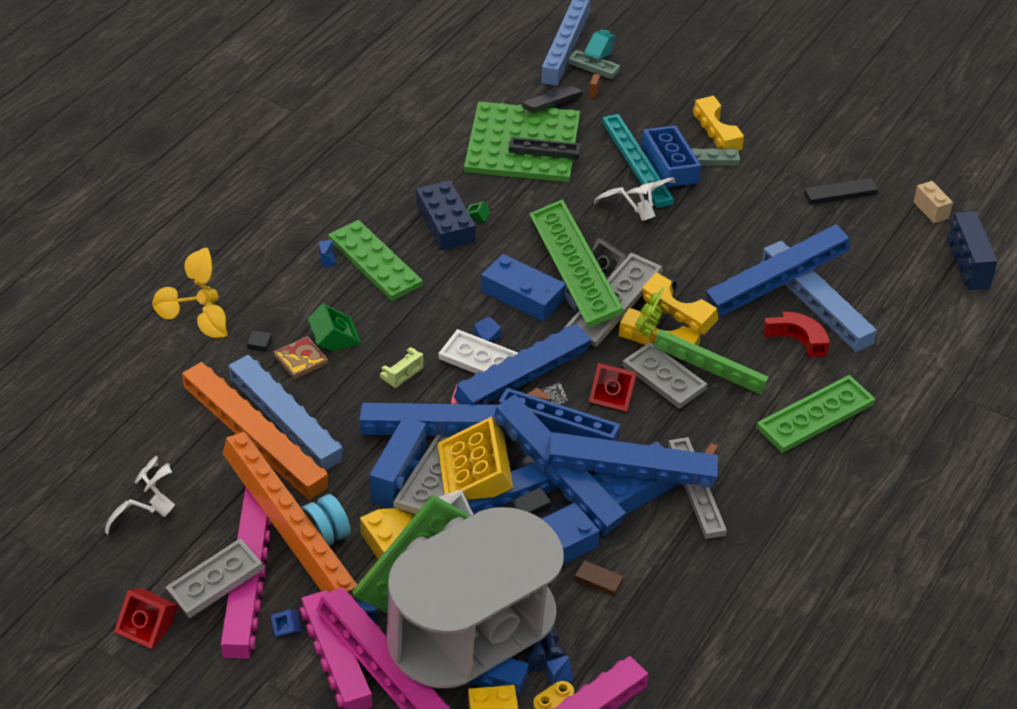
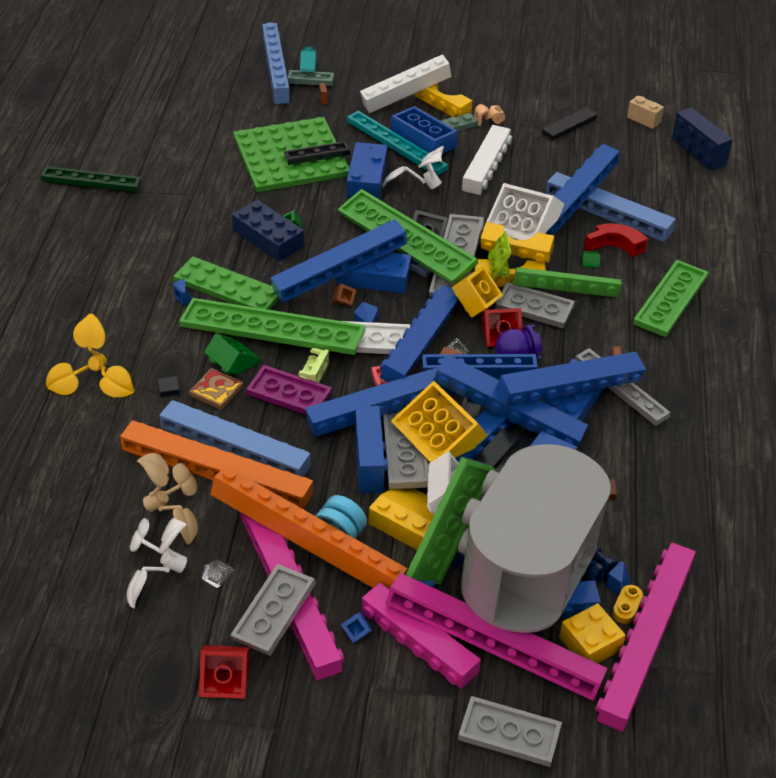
camera: 25 degrees left, 0 degrees up
(179, 415) = (157, 471): none -> tan plant
(195, 528) = (216, 573): none -> clear slope
(311, 112) = (91, 179): none -> dark green plate
(364, 379) = (287, 389): none -> magenta plate
(389, 314) = (273, 326): none -> bright green plate
(479, 304) = (344, 295): none -> dark orange slope
(485, 267) = (339, 260): none -> blue brick
(552, 99) = (295, 113): black tile -> none
(585, 181) = (367, 169): none -> blue brick
(606, 341) = (477, 291): none -> yellow brick
(613, 407) = (519, 342): none -> dark purple tile
(681, 98) = (406, 83): none -> white brick
(708, 274) = (524, 211): none -> white slope
(719, 205) = (486, 160): none -> white brick
(760, 345) = (590, 258): none -> green slope
(763, 157) = (494, 113): none -> light nougat leg

